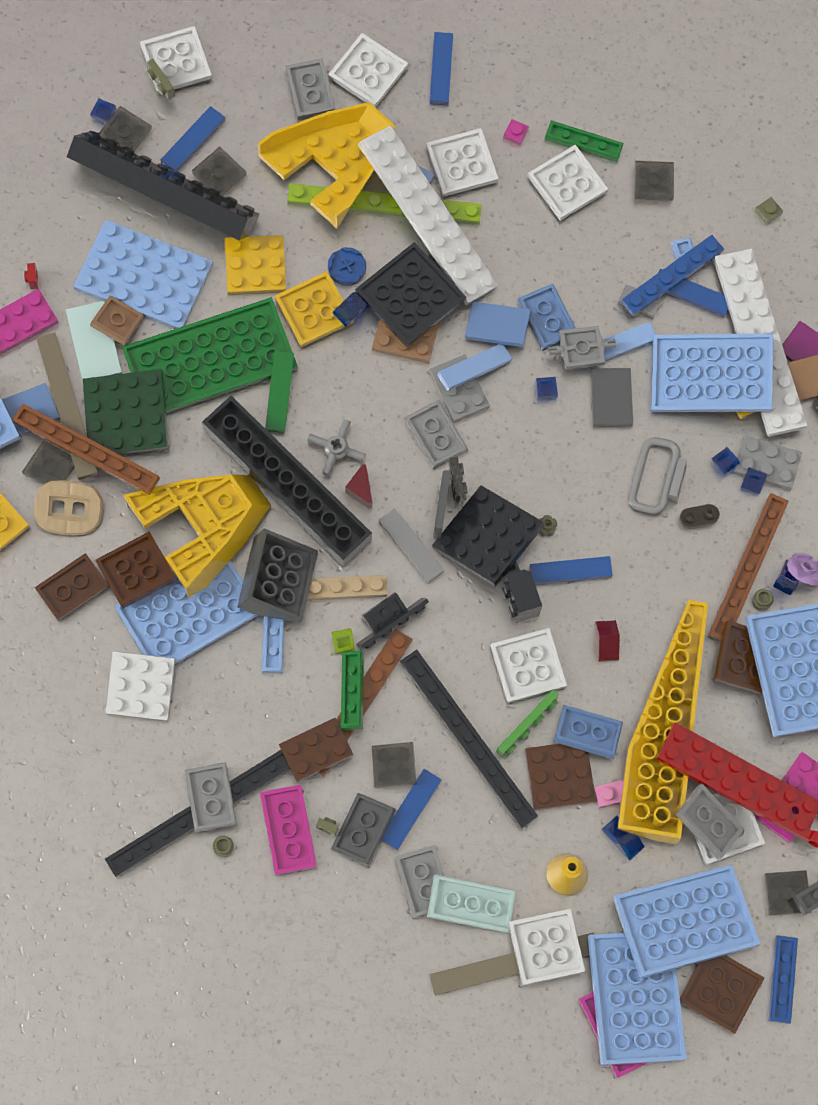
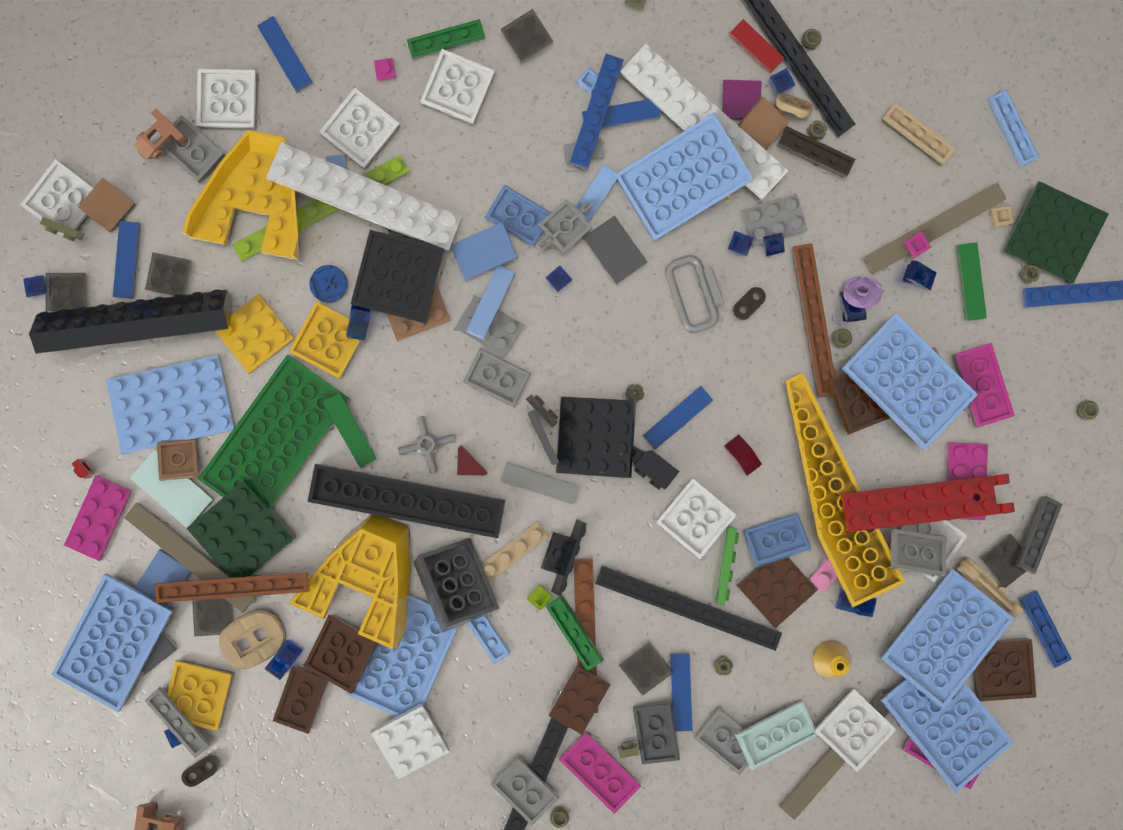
camera: 30 degrees left, 15 degrees up
(82, 542) = (283, 660): none -> clear blue slope
(209, 86) = (105, 204): none -> medium nougat tile
(280, 68) = (166, 129): none -> nougat tile
(464, 817) = (723, 661): none -> olive plate
(752, 892) = (988, 586): none -> tan piece

